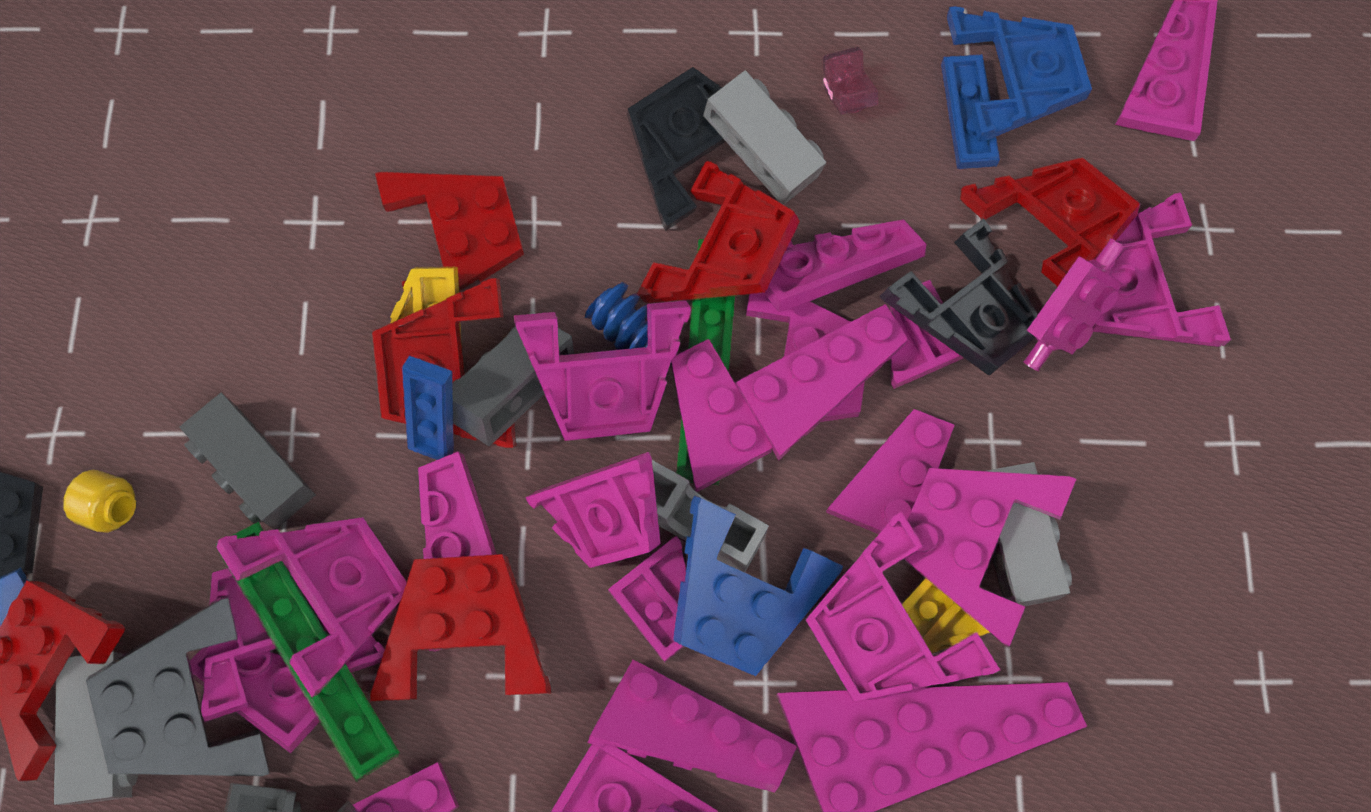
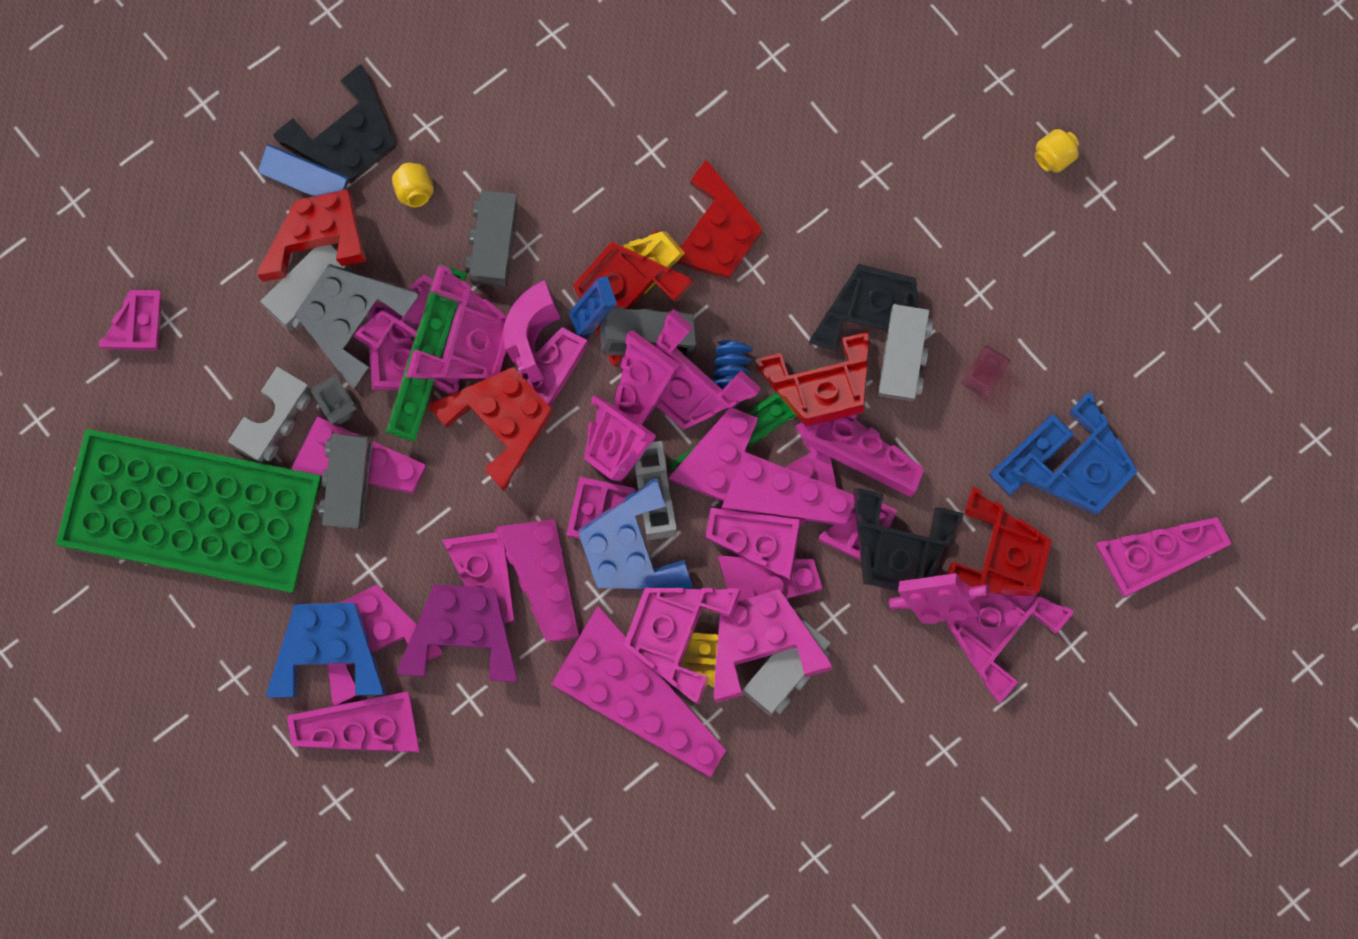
camera: 50 degrees right, 5 degrees up
(376, 508) = (524, 323): none -> dark pink arch
(558, 418) = (643, 377): none -> dark pink wing
(844, 447) = (756, 537): none -> dark pink wing

